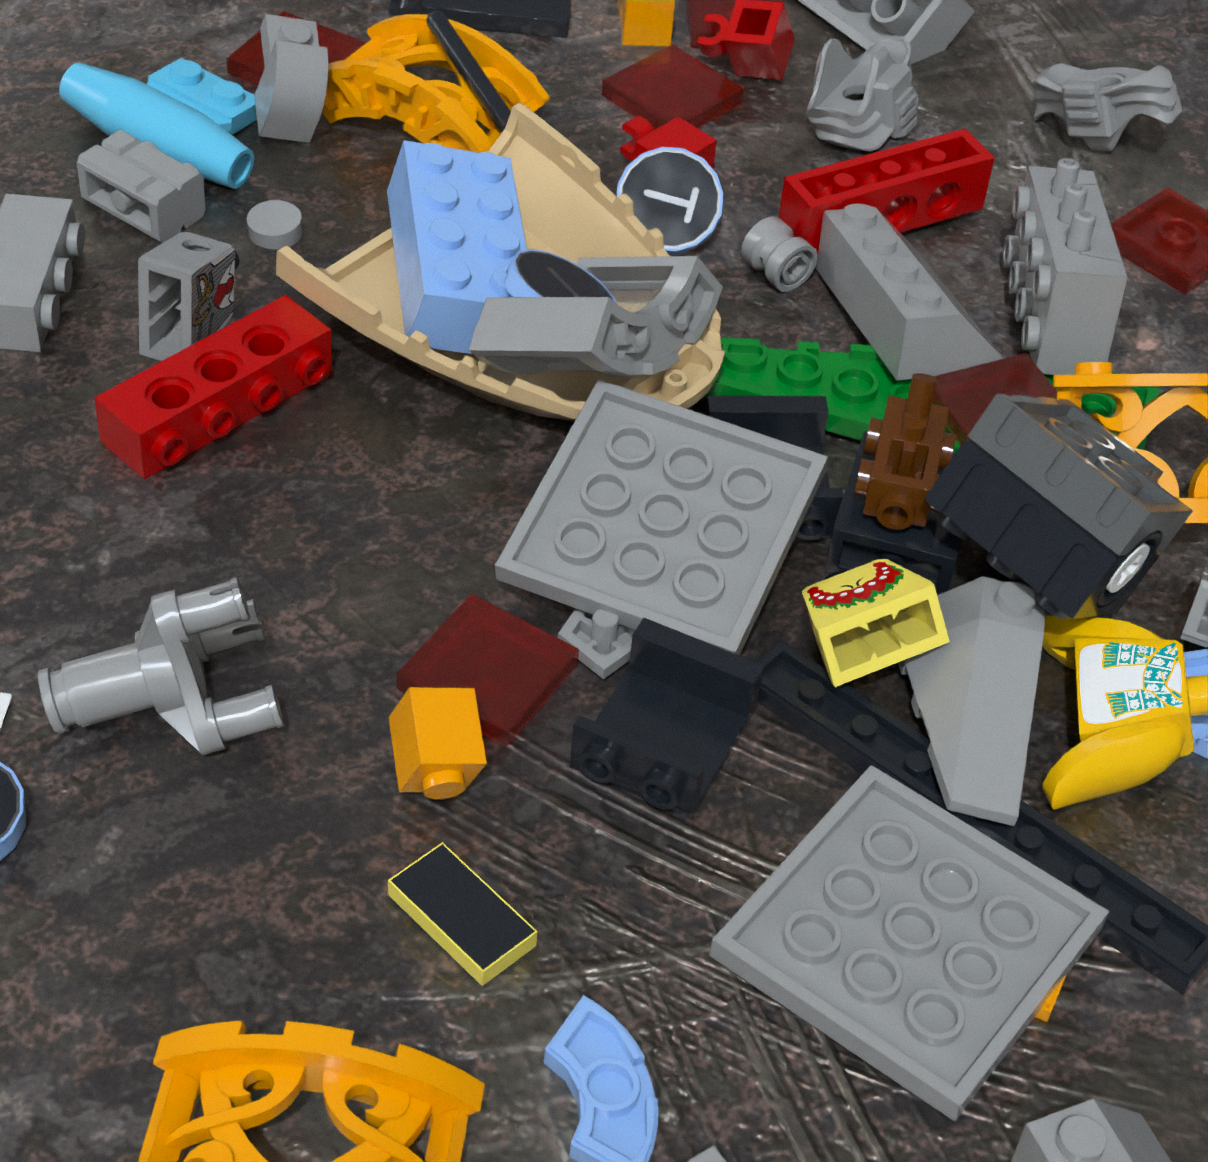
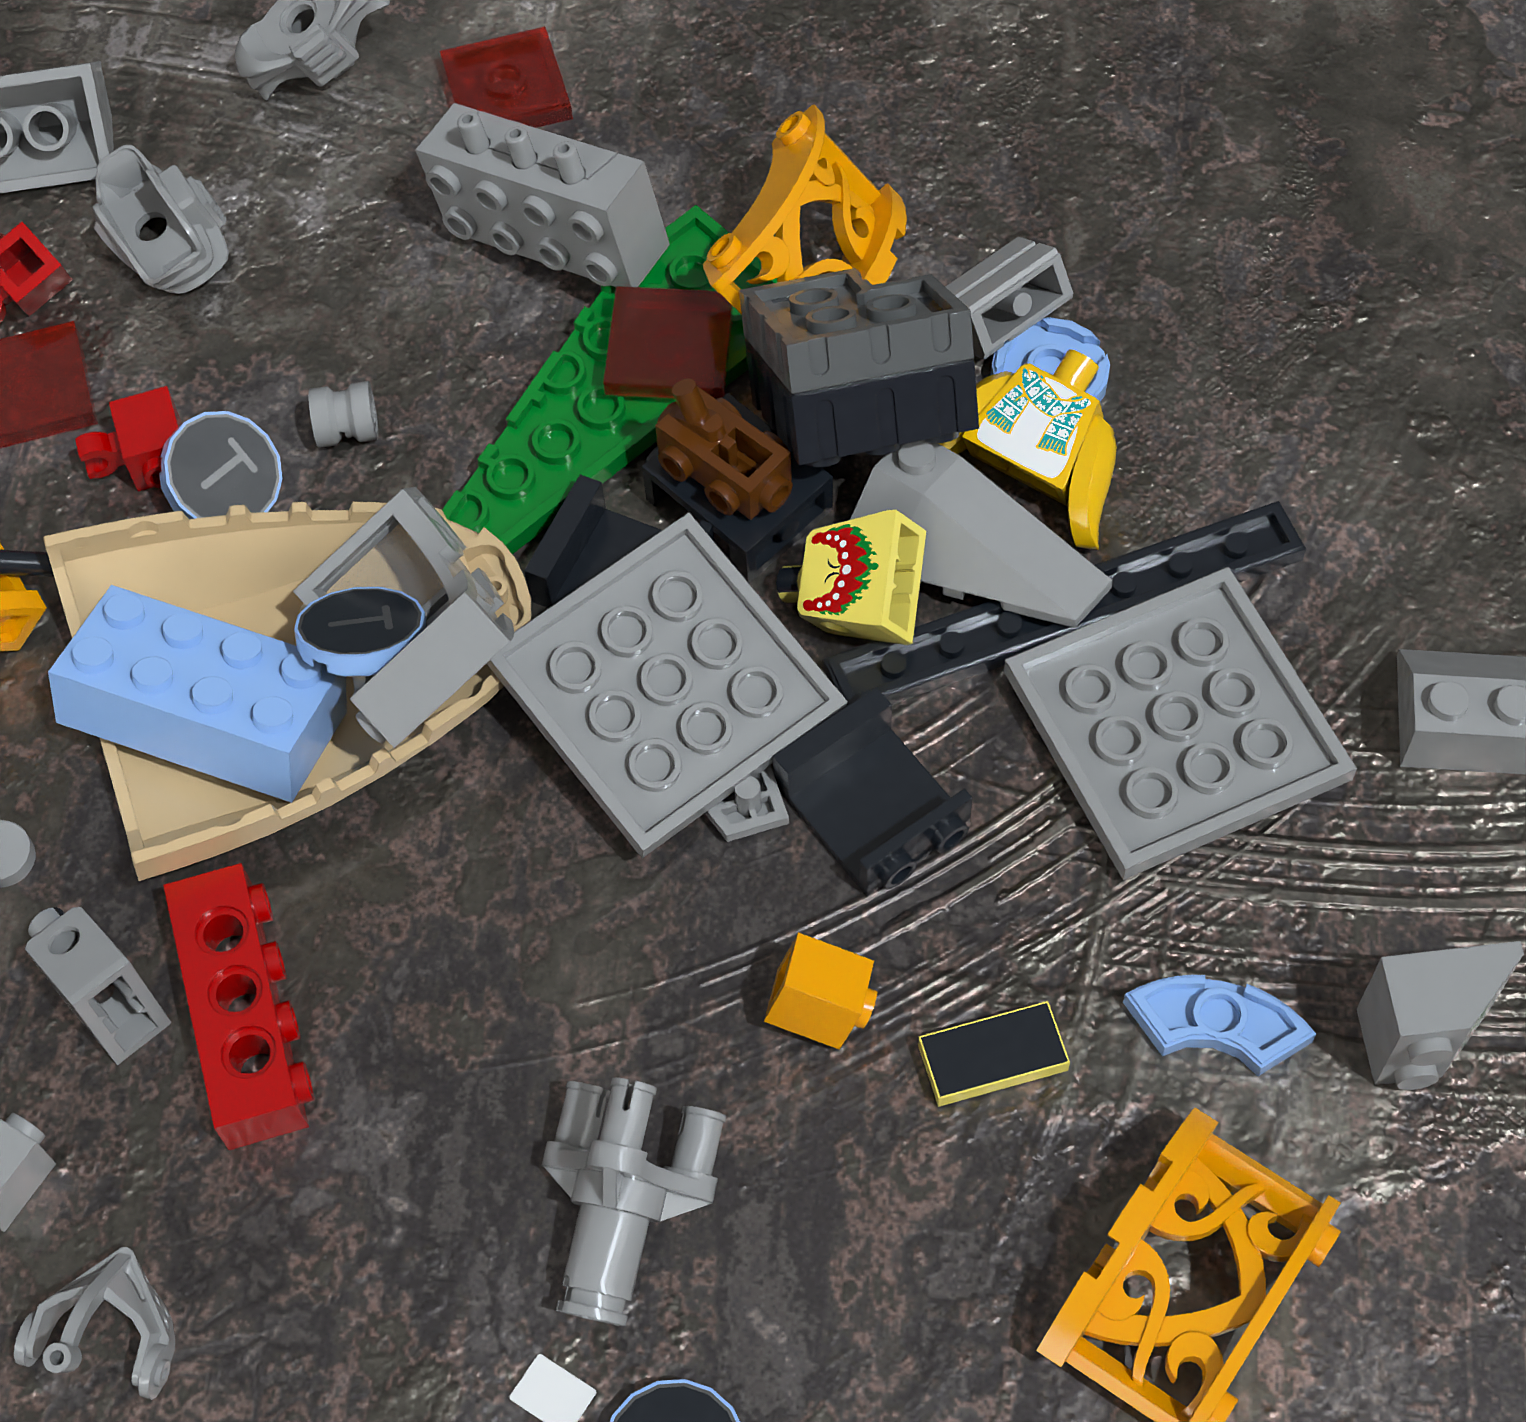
camera: 55 degrees left, 15 degrees up
(497, 655) = (729, 913): clear red tile -> none
(897, 296) = (478, 349): light grey slope -> none
(906, 183) = (325, 280): red brick -> none

